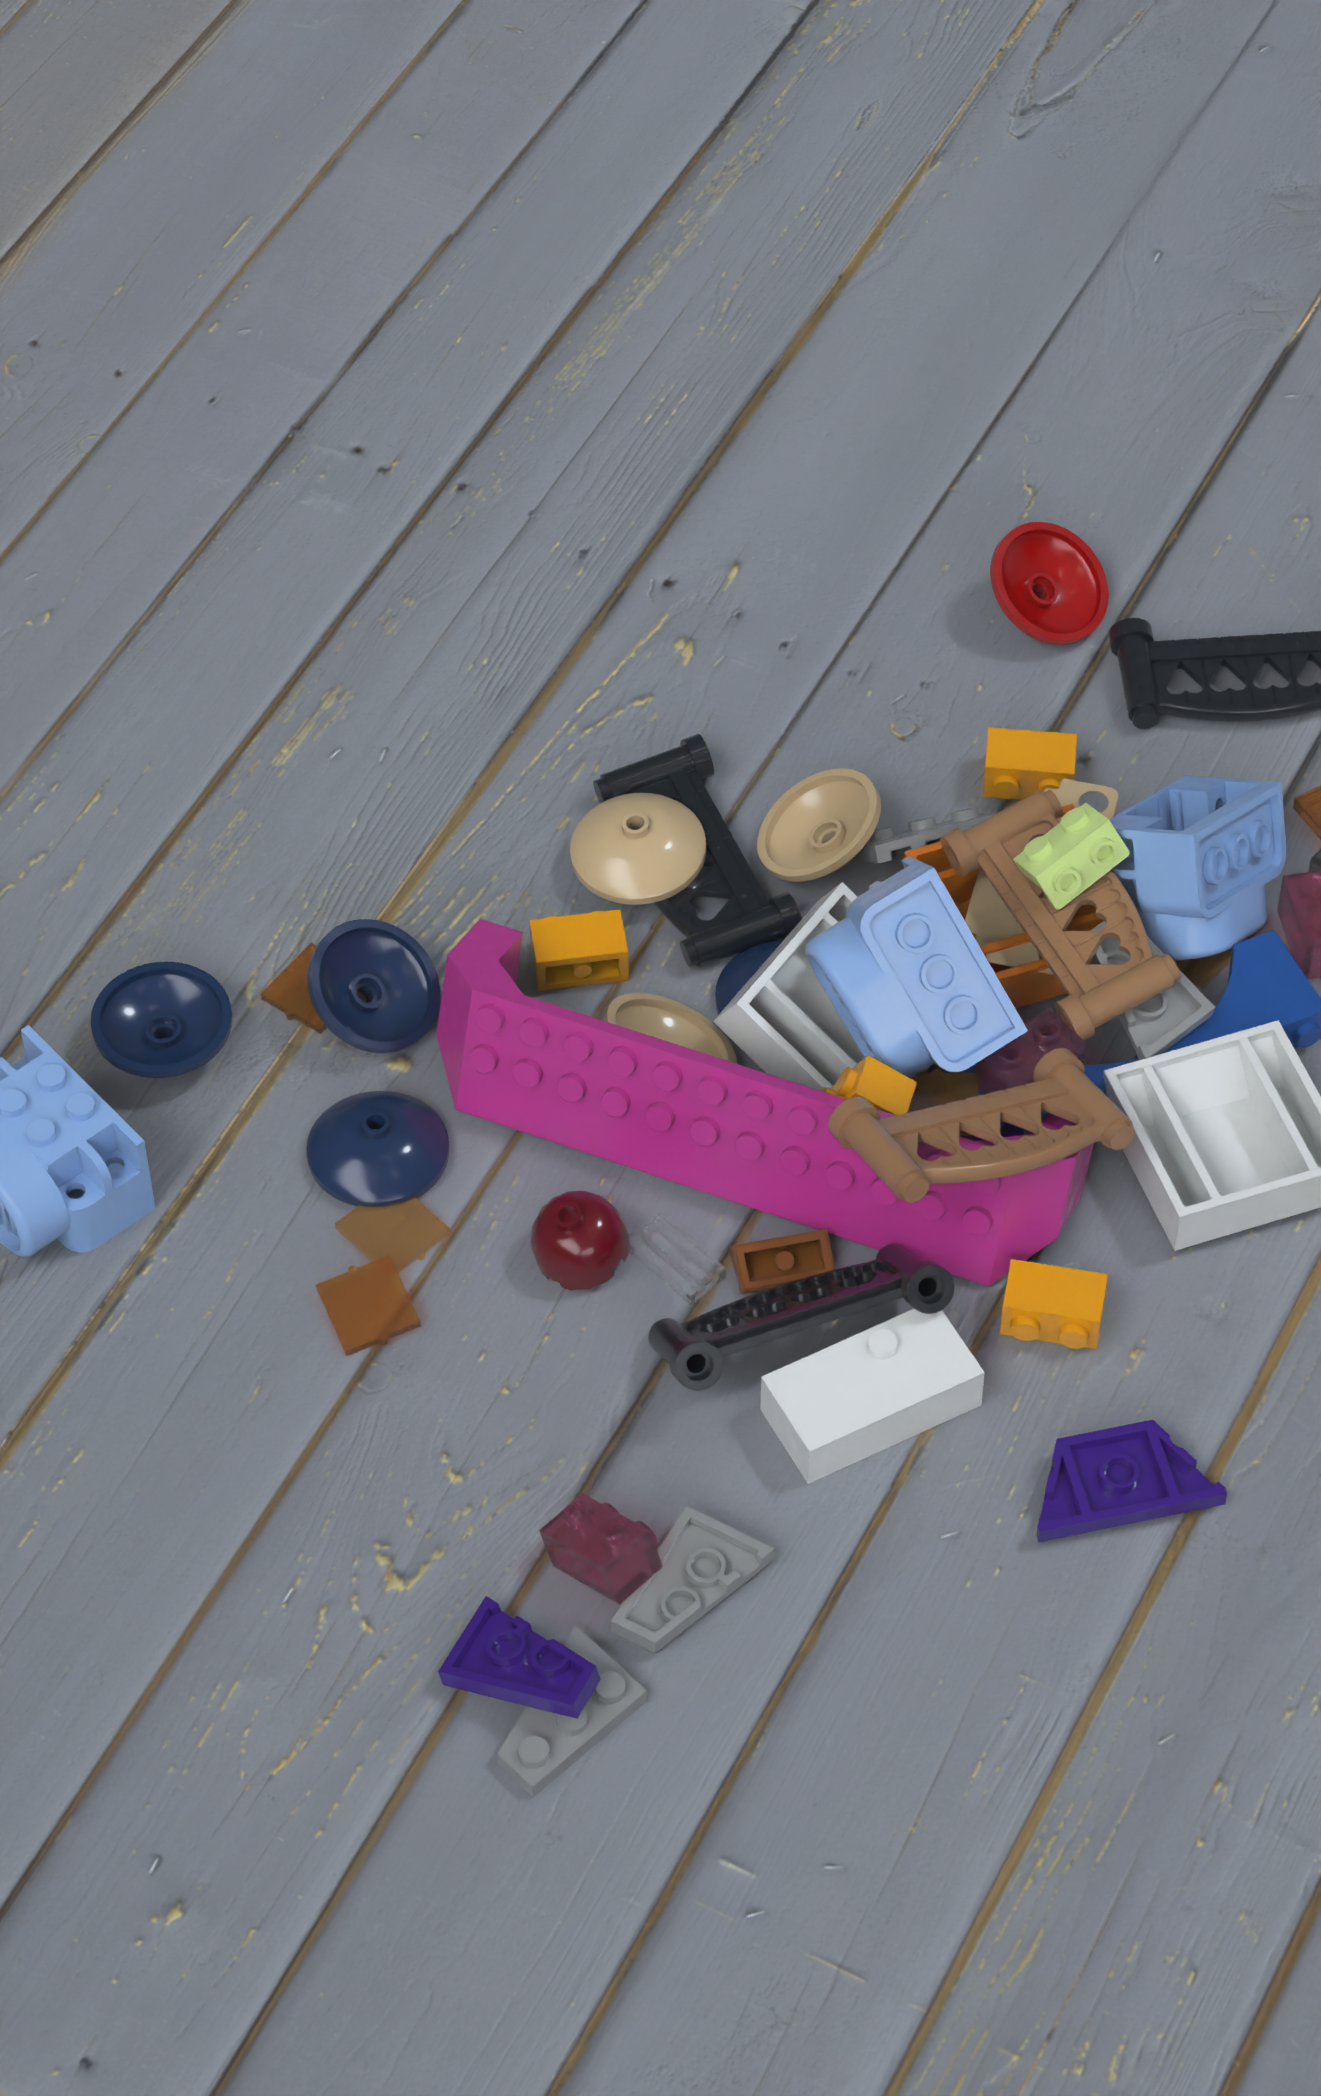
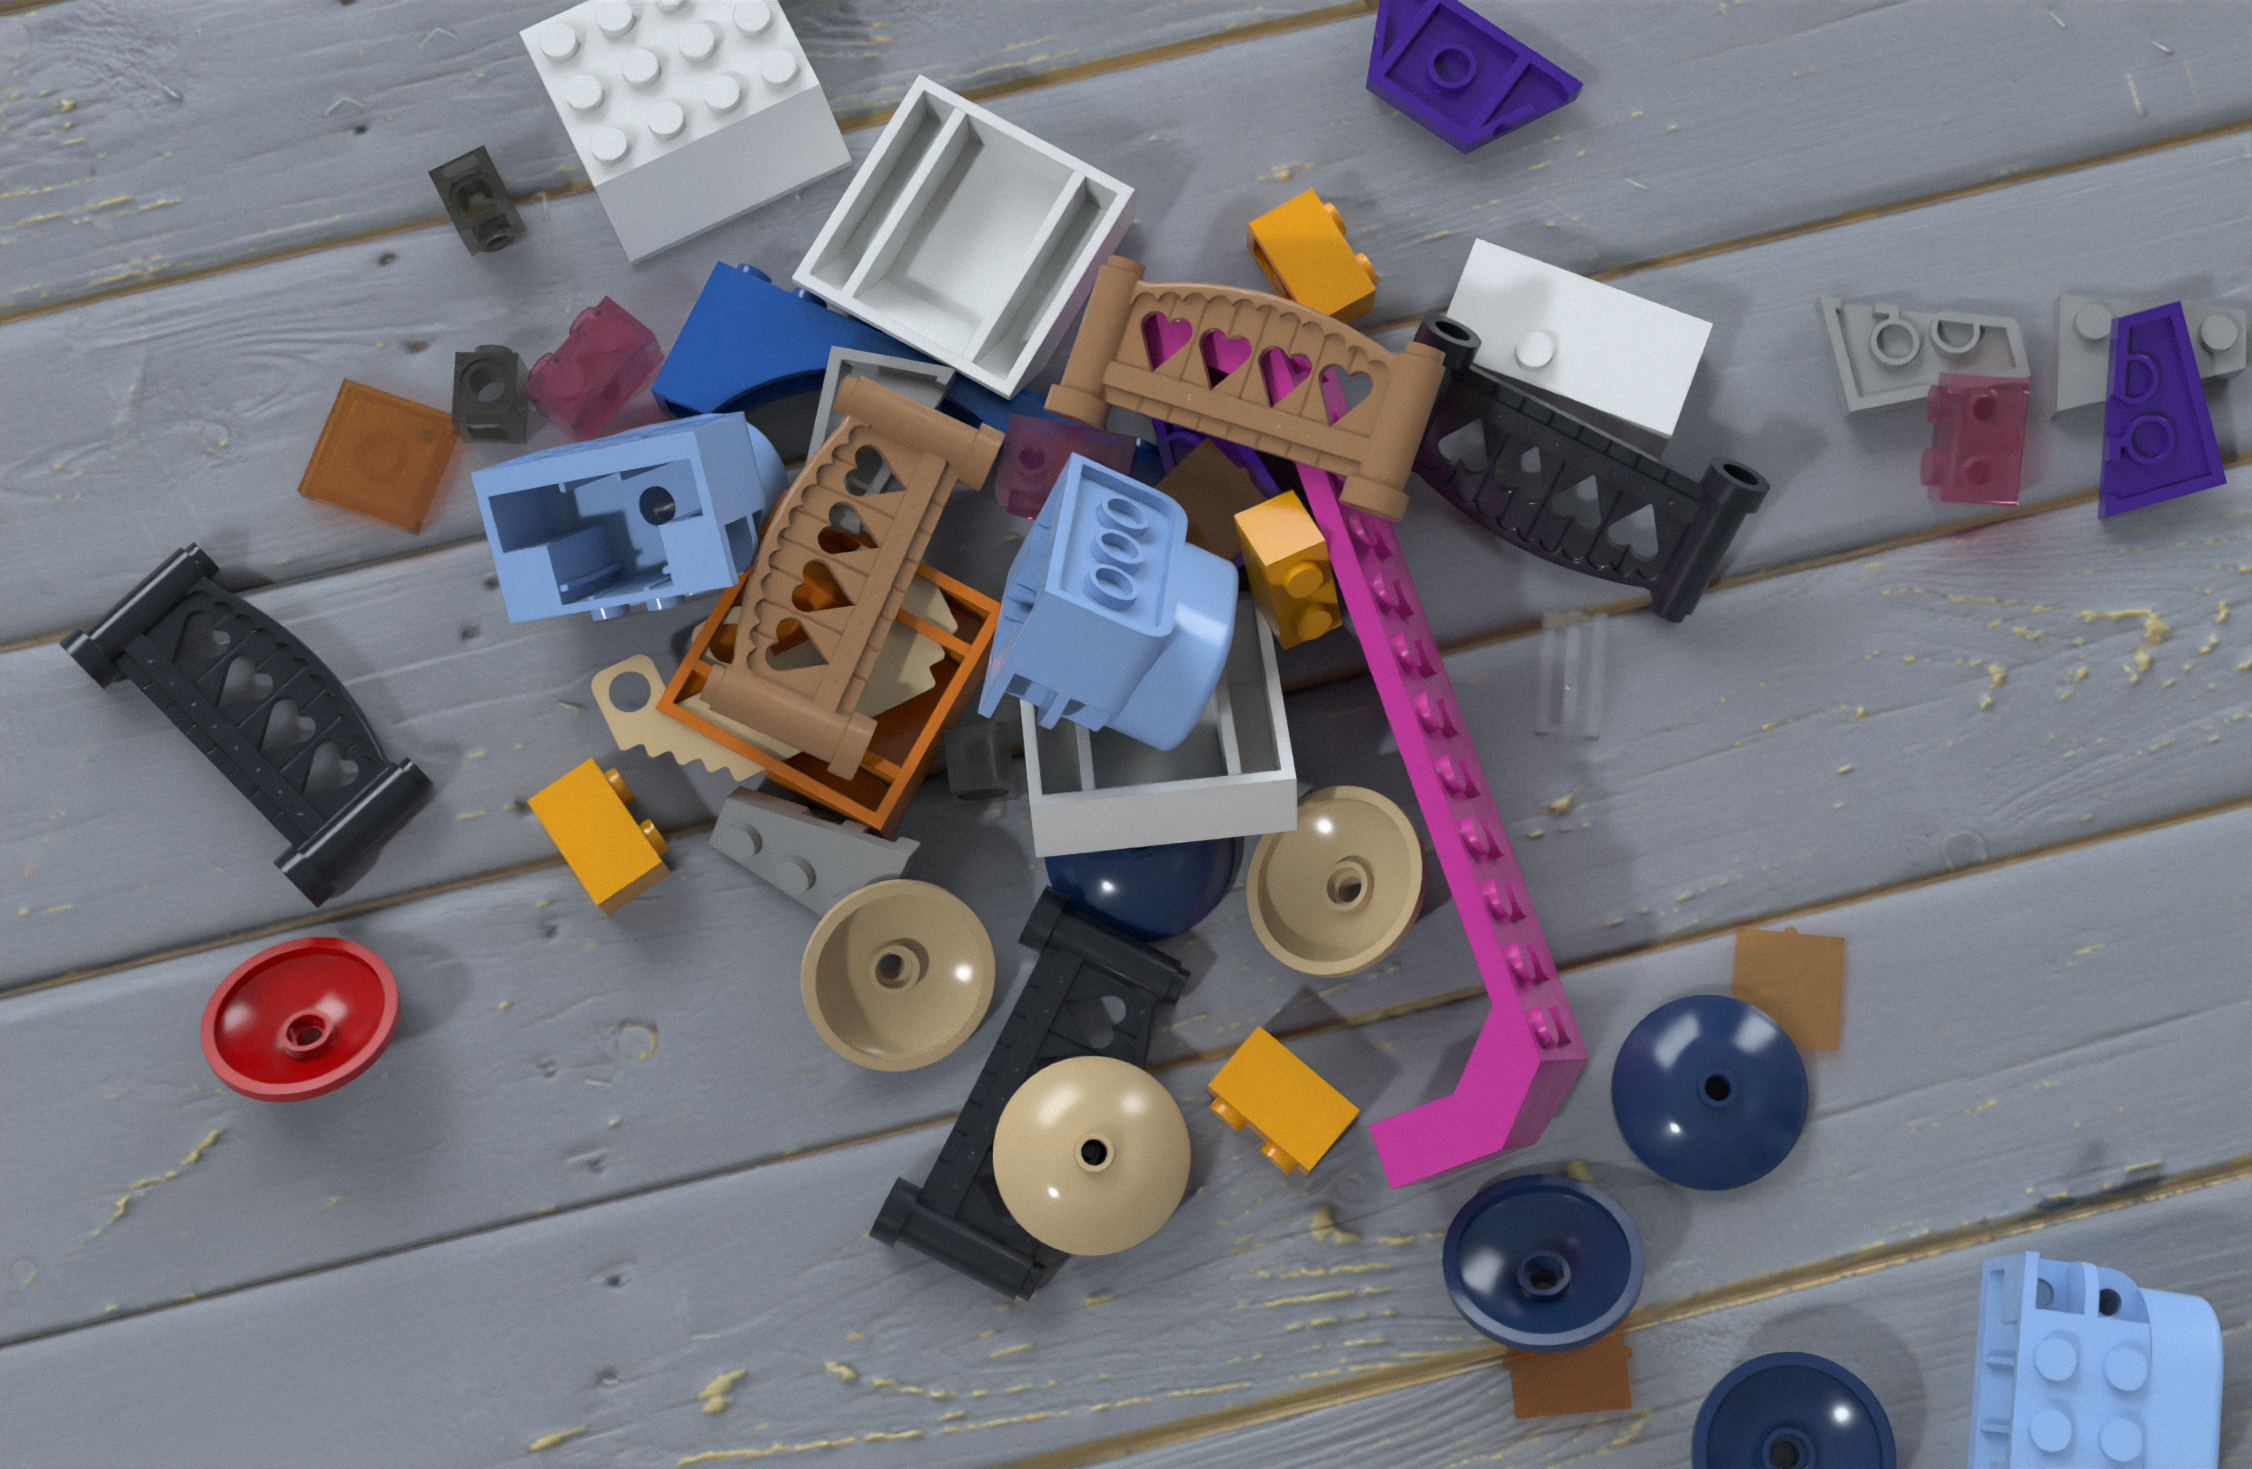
camera: 130 degrees left, 25 degrees up
(368, 1305) = (1900, 924): clear orange piece -> none
(579, 1240) = (1647, 771): dark red cylinder -> none
(781, 1260) = (1475, 574): dark orange slope -> none
(1072, 855) = (789, 588): yellowish green bracket -> none

